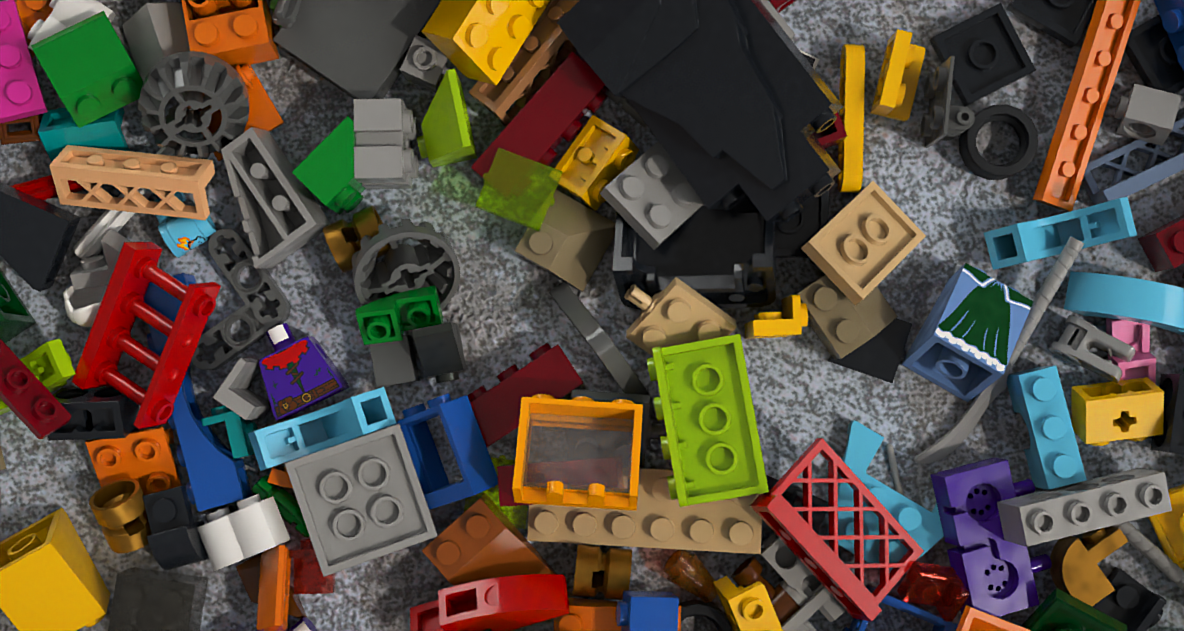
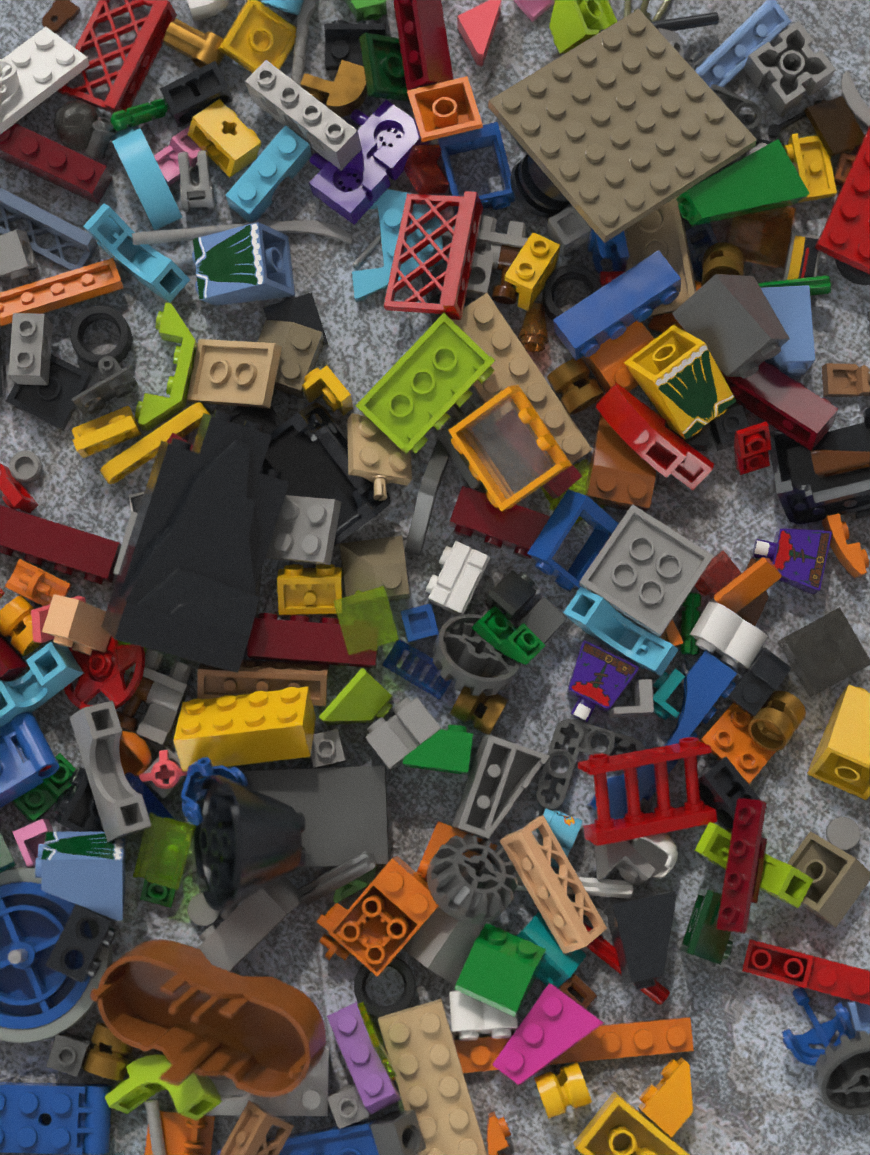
camera: 125 degrees left, 5 degrees down
(422, 202) = (395, 654): none -> clear blue slope
(483, 243) = (419, 623): none -> blue plate
(498, 312) = (458, 578): none -> white brick
(886, 138) = (158, 408): none -> lime slope
(1036, 59) = (30, 349): none -> light grey brick

